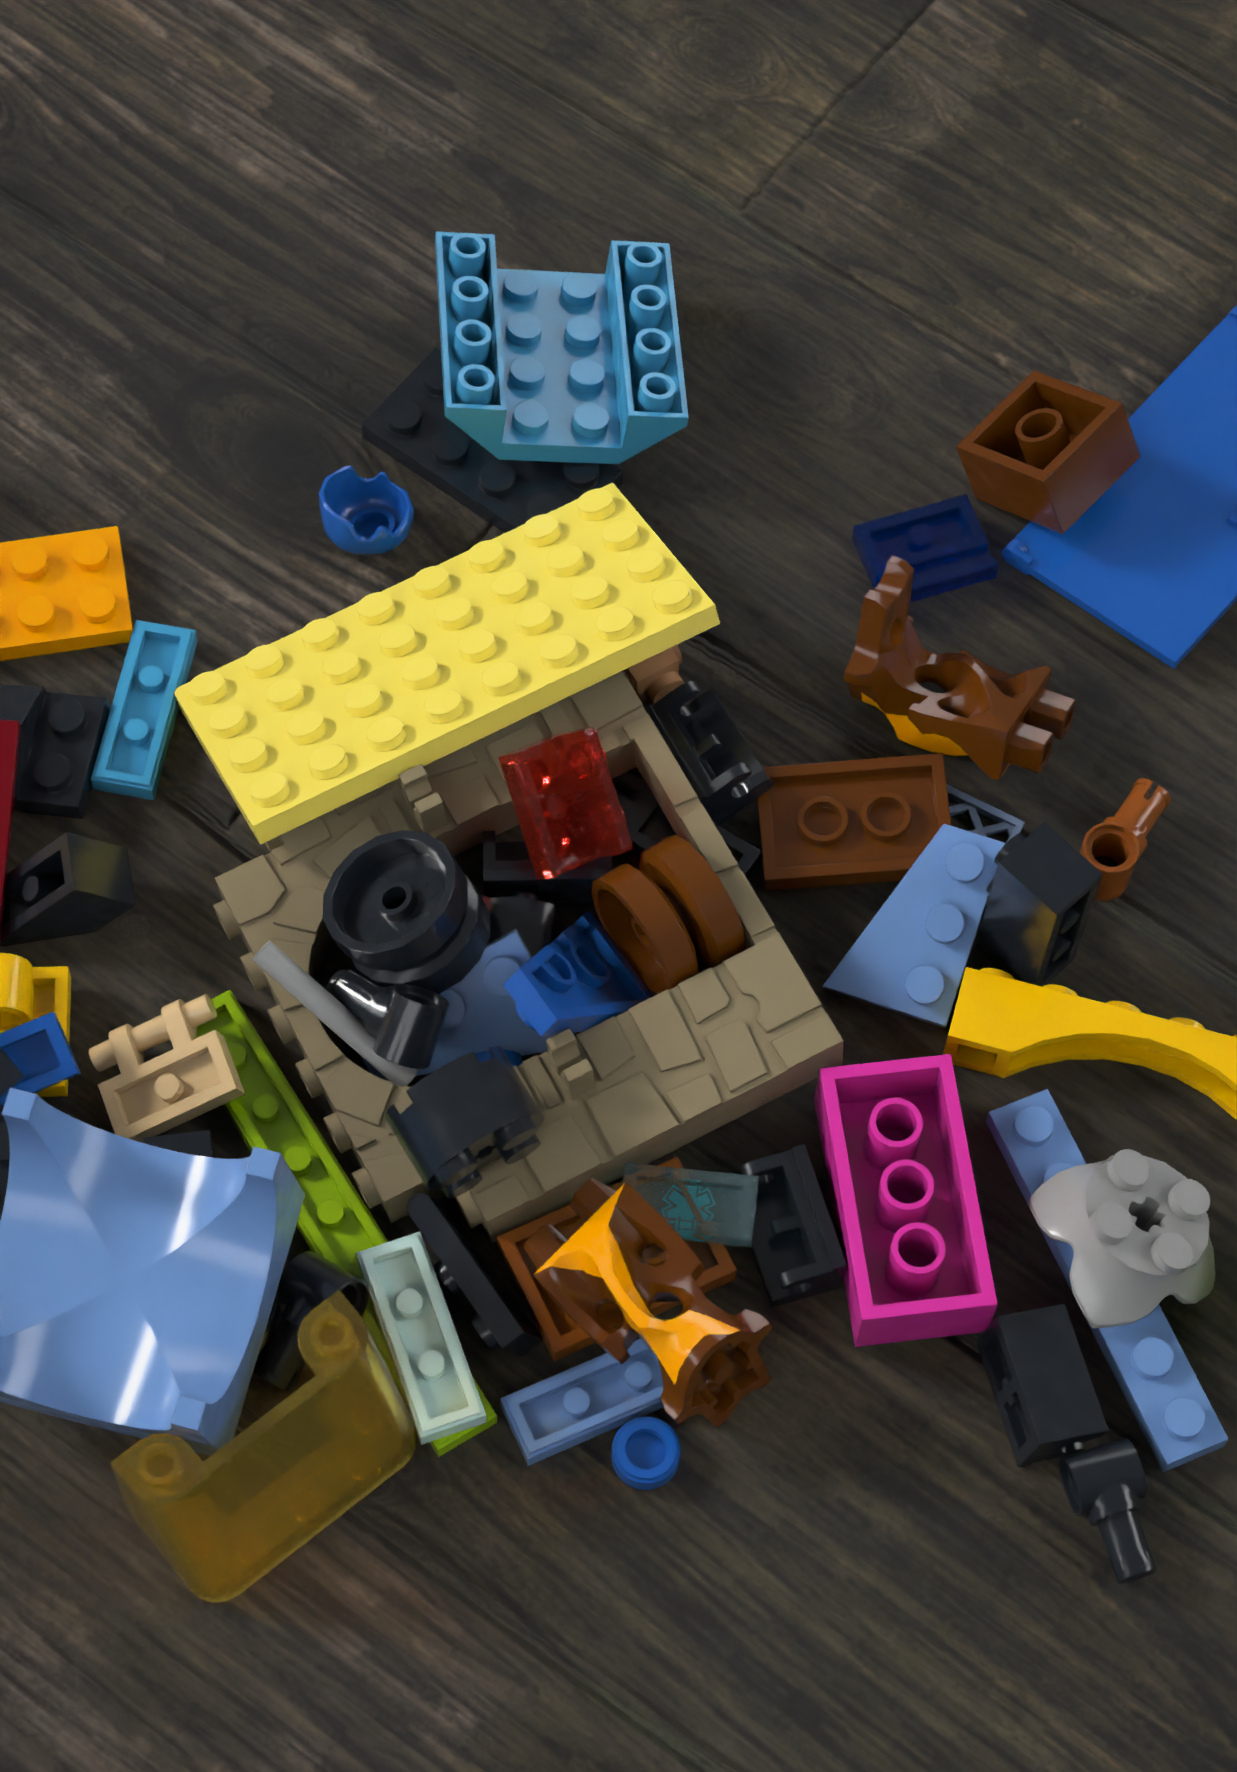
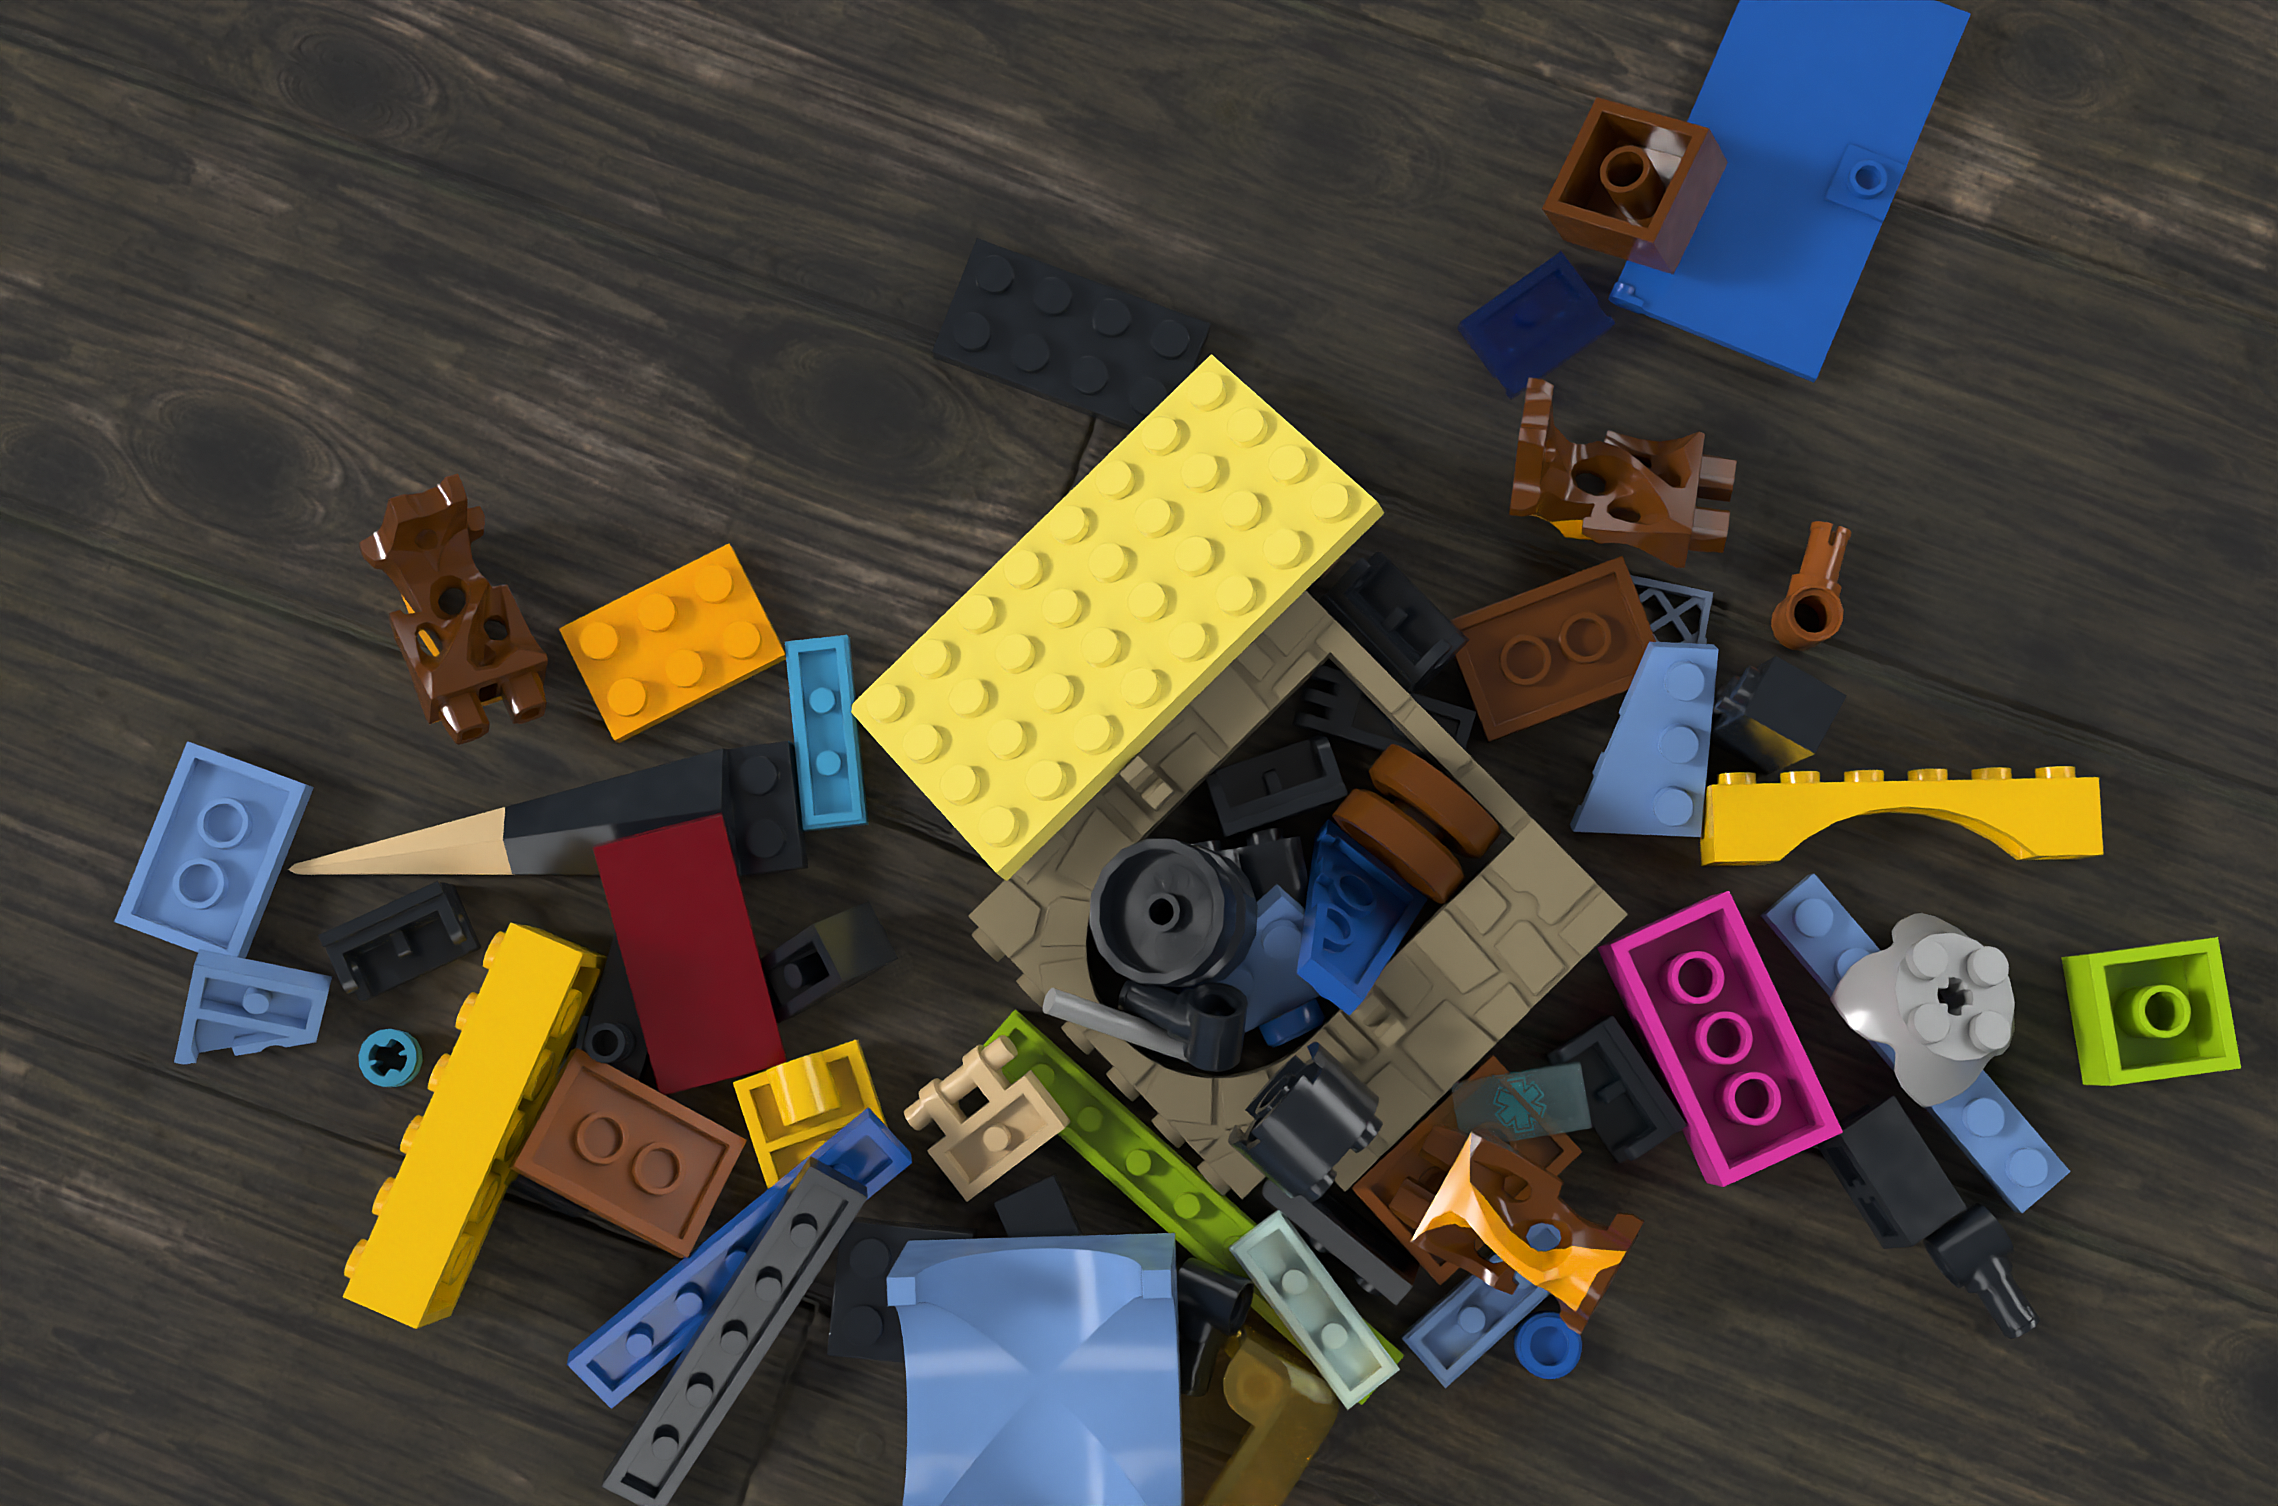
camera: 15 degrees left, 20 degrees up
(364, 513) = (972, 455): blue hair -> none
(560, 358) = (1112, 215): dark azure slope -> none
(565, 801) = (1287, 746): clear red bracket -> none

